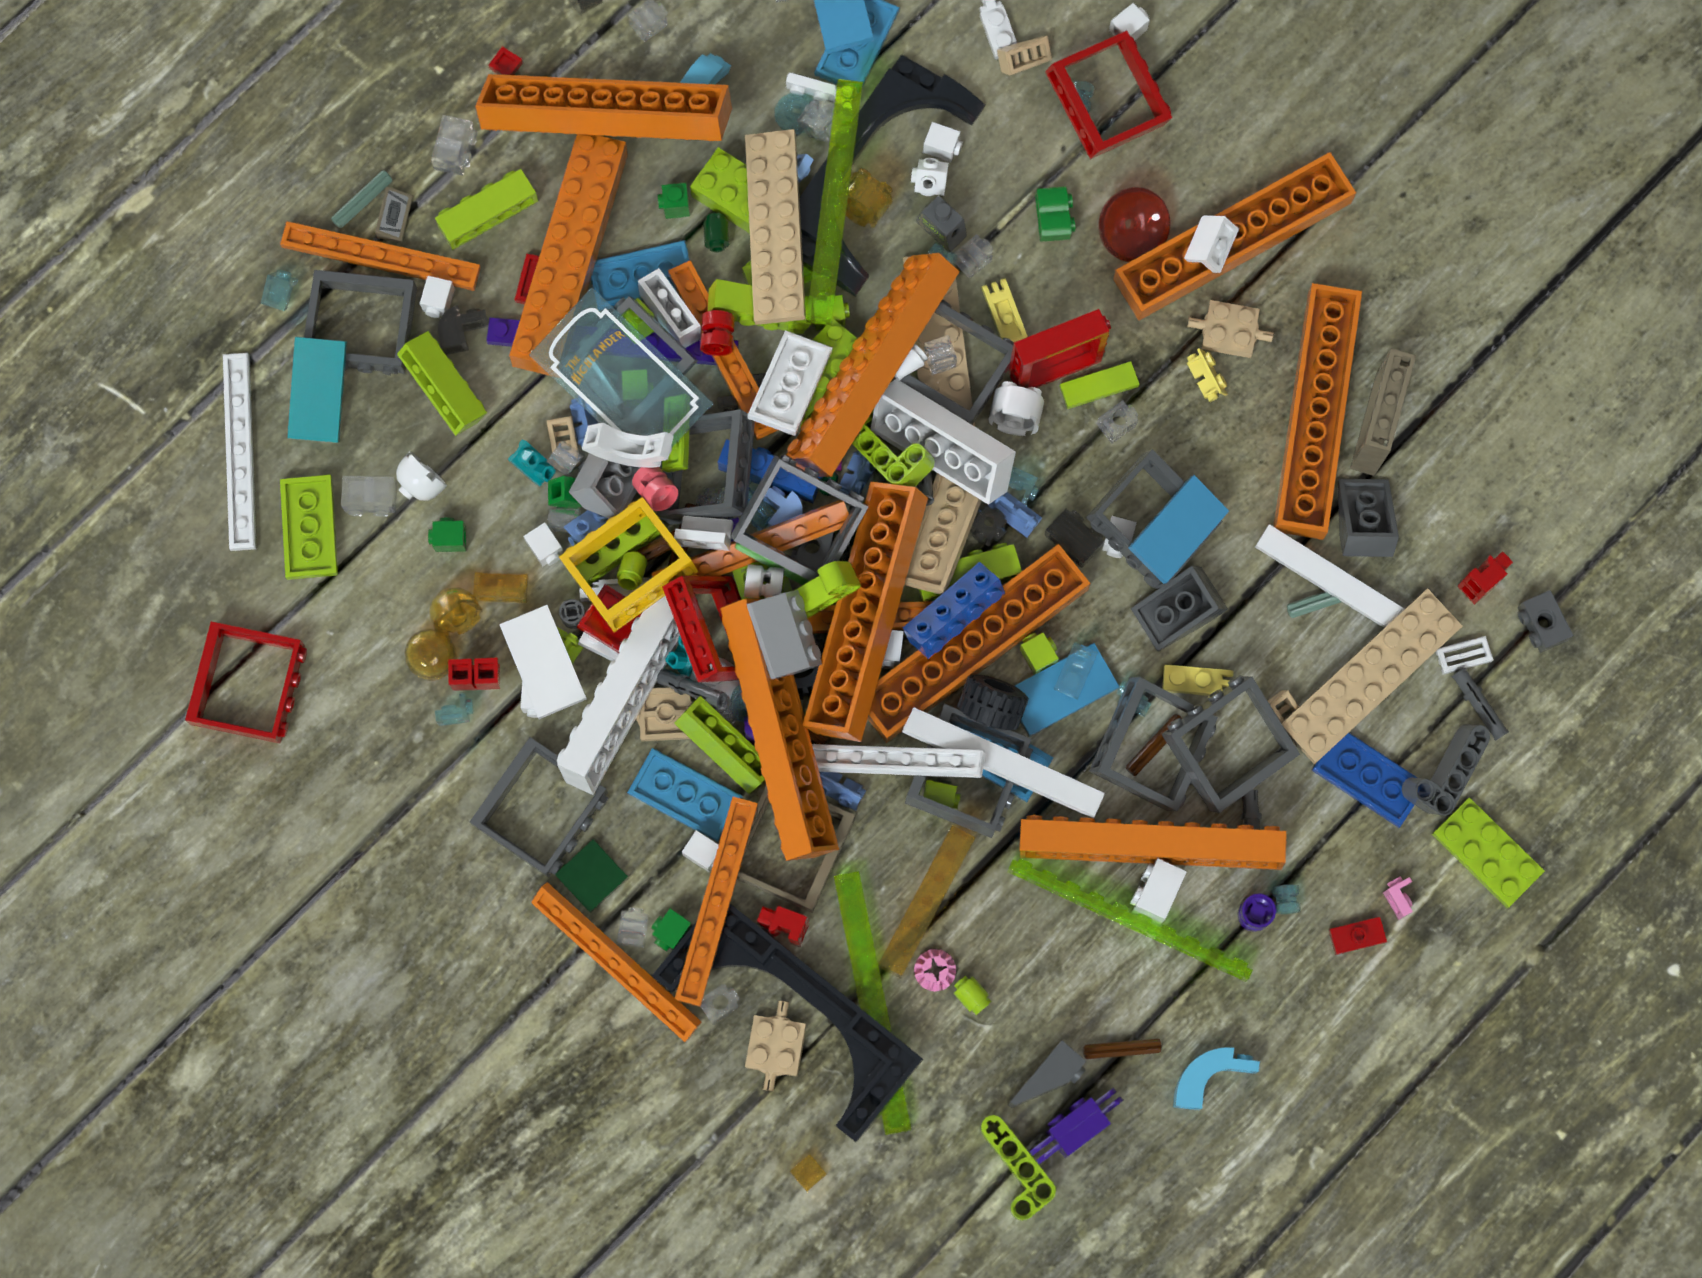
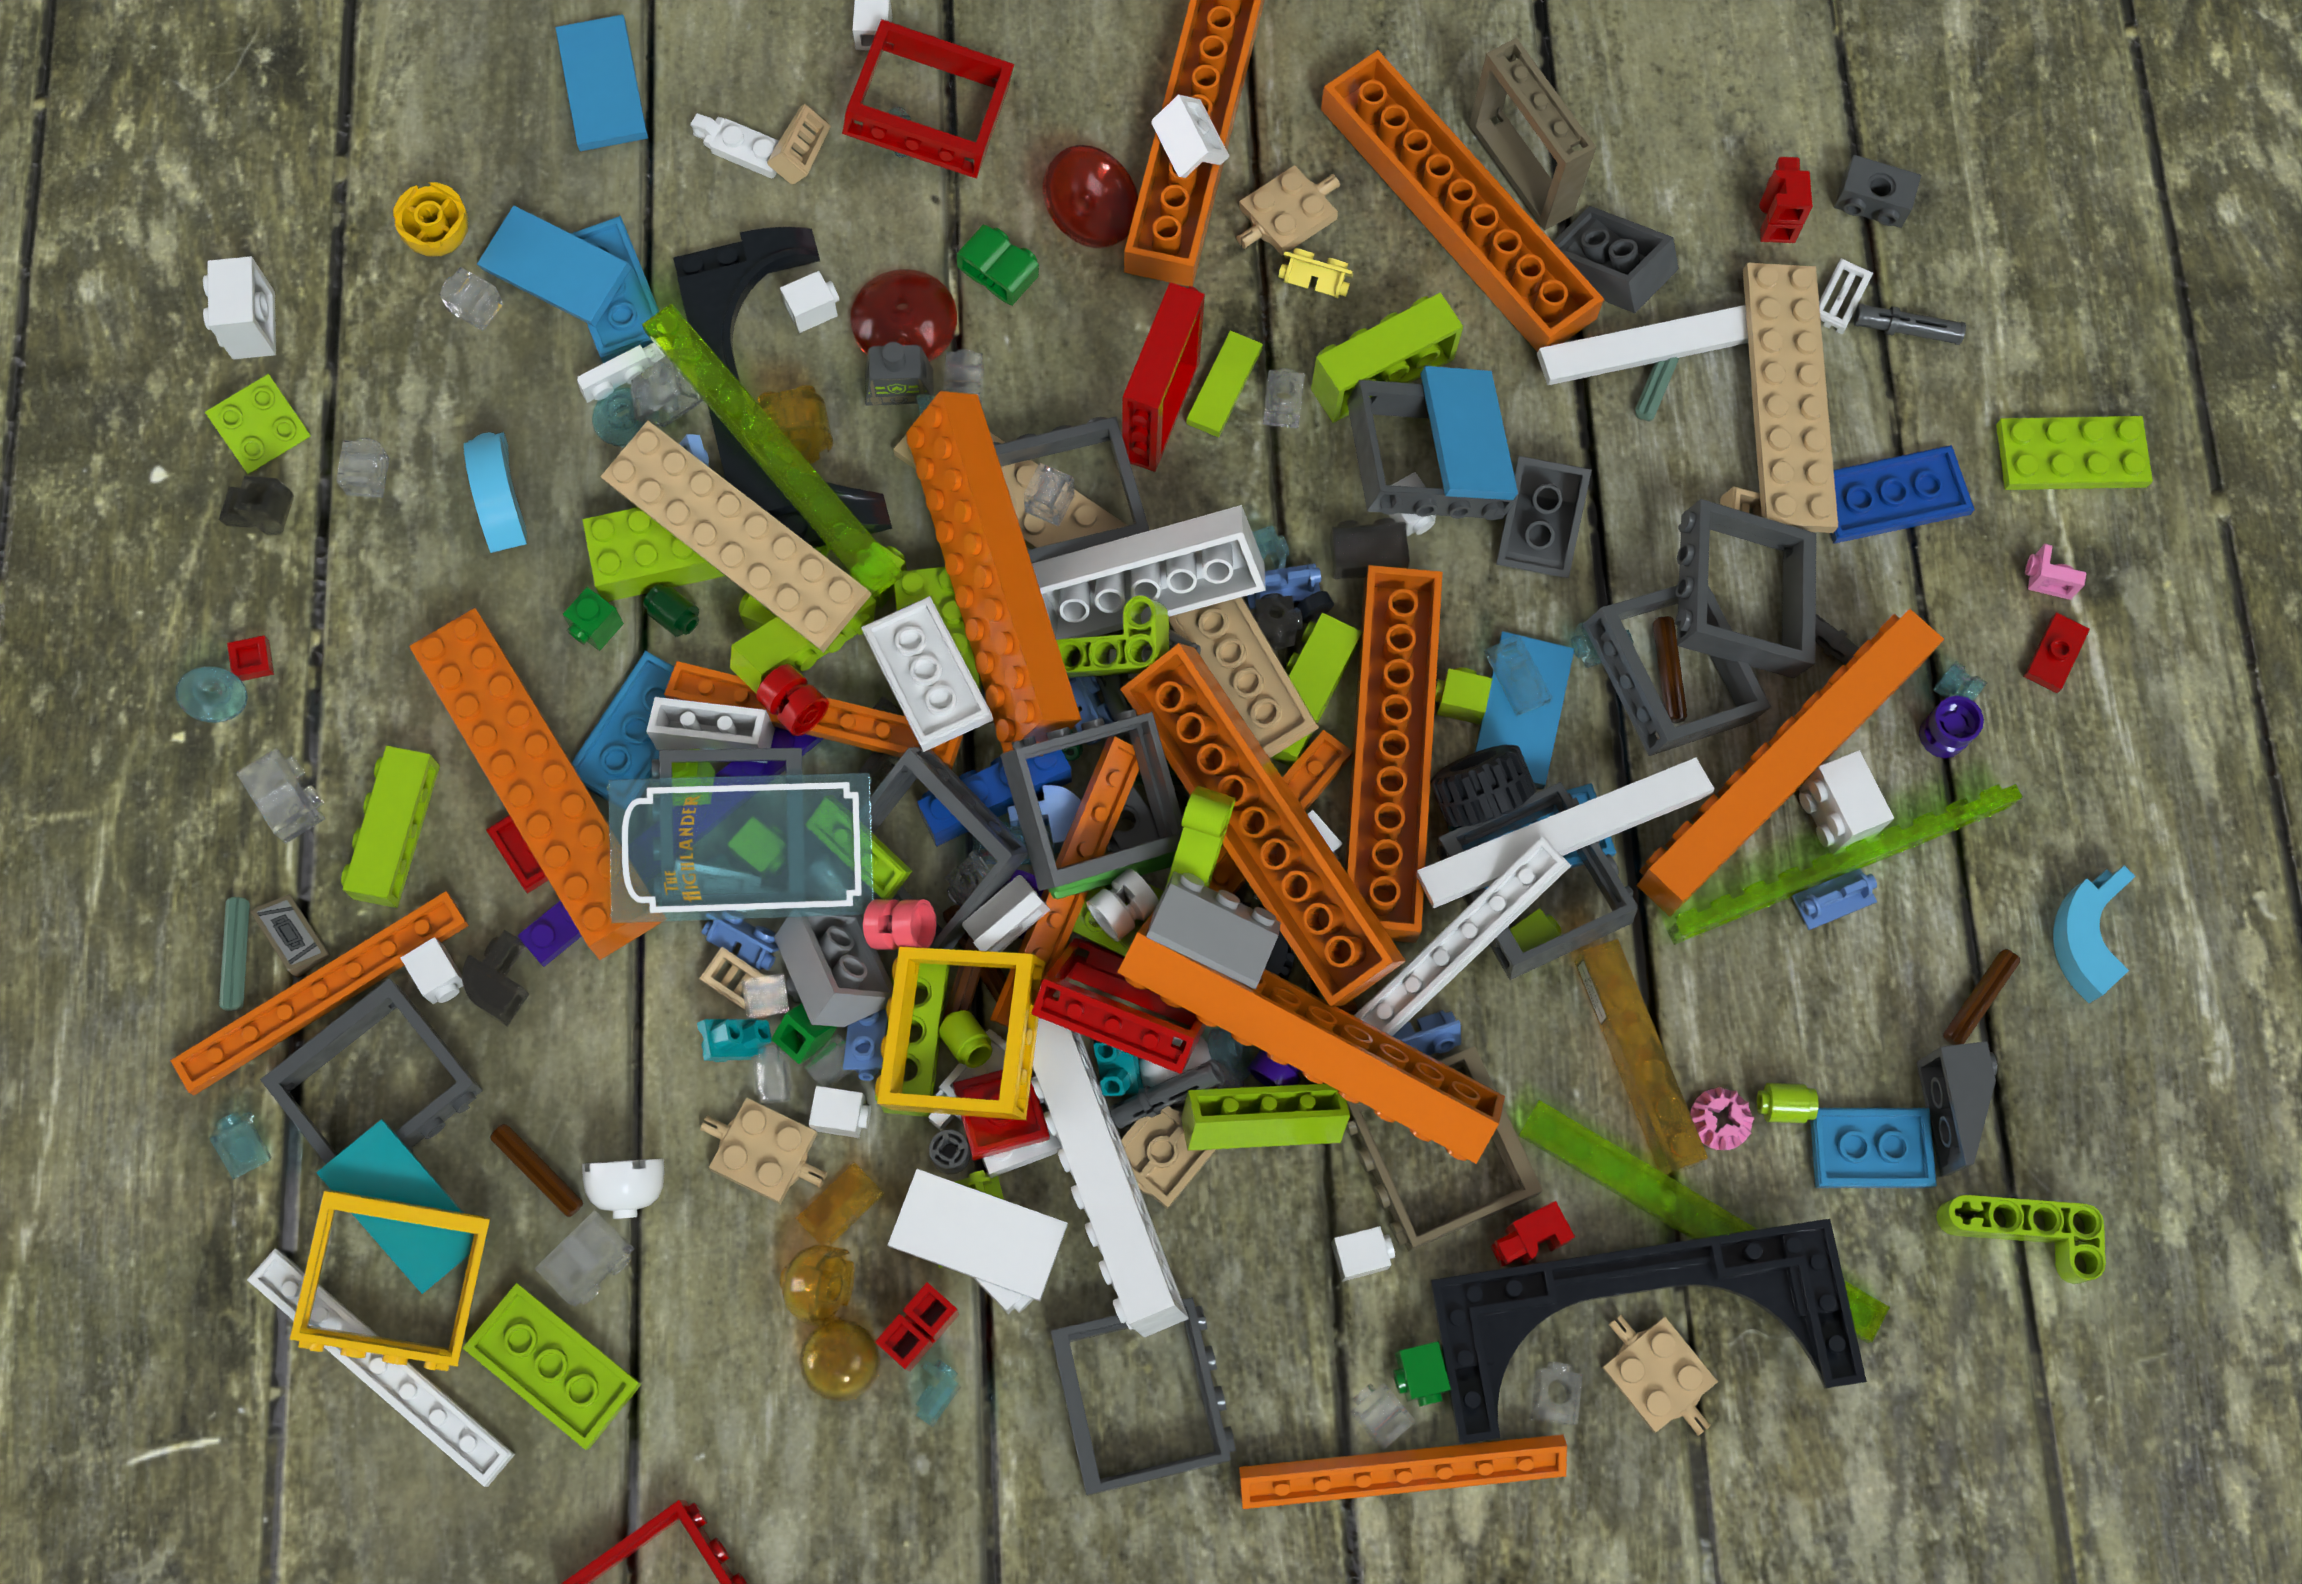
camera: 50 degrees left, 5 degrees down
(238, 431) = (393, 1350): none -> yellow window
(390, 430) = (536, 1170): none -> reddish brown axle
(442, 383) = (539, 1055): lime brick -> none
(448, 535) = (721, 1211): green brick -> none
(470, 64) = (210, 706): none -> clear light blue piece
(494, 528) = (763, 1151): none -> tan plate
(532, 498) = (772, 1075): none -> clear brick
(591, 876) = (1274, 1408): dark green tile -> none
(604, 107) = (412, 593): orange brick -> none
(627, 448) = (830, 911): white arch -> none
(683, 794) = (1274, 1215): dark azure tile -> none
(716, 901) = (1444, 1291): orange plate -> none
(808, 1172) = (1839, 1470): clear yellow tile -> none
(913, 361) = (1031, 526): white cone -> none
(930, 177) = (836, 343): white brick -> none
(954, 610) = (1346, 732): blue brick -> none
(987, 209) = (926, 322): none -> clear red dish
(990, 1057) = (1873, 1148): none -> dark azure tile
(1004, 311) = (1052, 401): light yellow hinge -> none
(1016, 409) = (1176, 480): white brick -> none
(1017, 538) = (1314, 605): none -> black tile
(1078, 1127) = (2042, 1121): dark purple brick -> none
(1106, 931) = (1836, 898): none -> medium blue hinge
(1190, 451) = (1387, 352): none -> lime brick
(1194, 679) = (1635, 568): light yellow hinge -> none
(1470, 743) = (1964, 409): dark grey beam -> none

